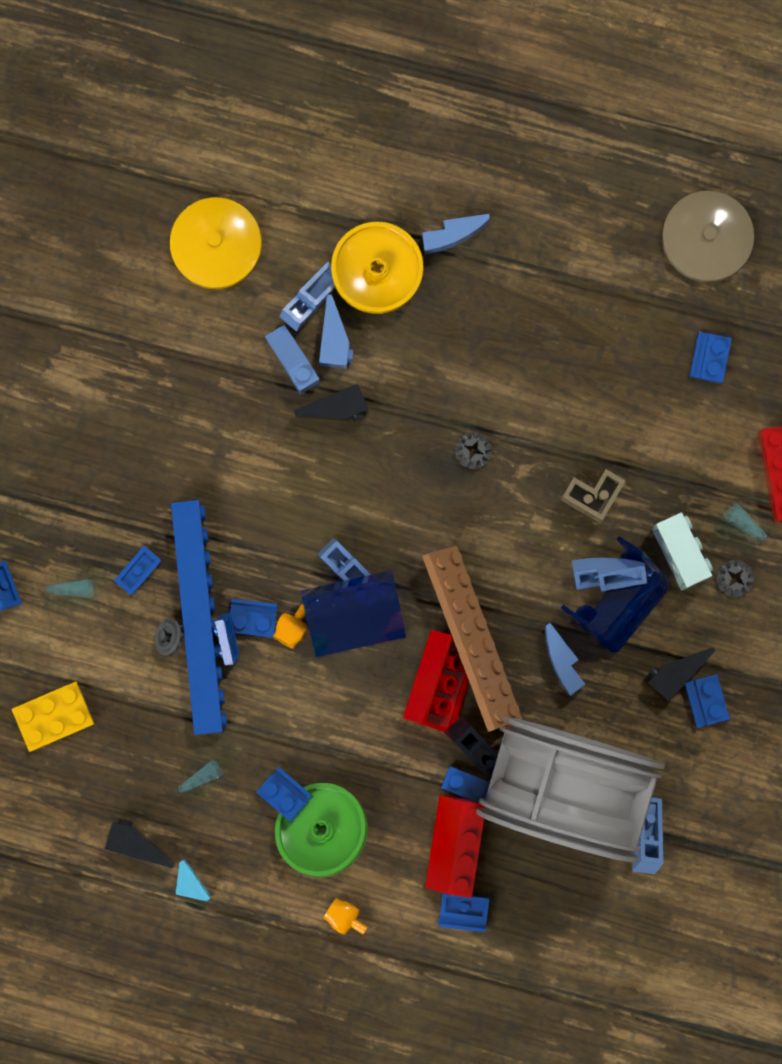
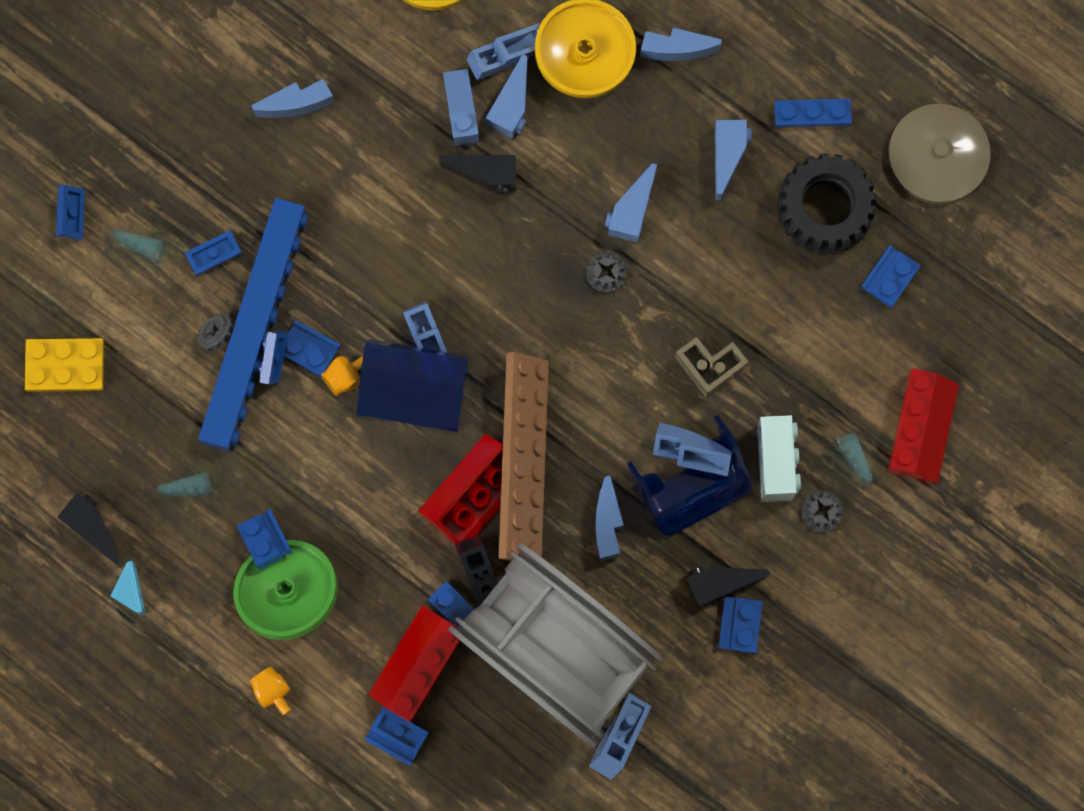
camera: 25 degrees right, 5 degrees down
(150, 412) = (294, 102): none -> medium blue slope
(472, 394) = (631, 208): none -> medium blue slope
(532, 302) = (730, 146): none -> medium blue slope
(588, 244) = (812, 113): none -> blue plate
(639, 289) = (831, 172): none -> black tyre

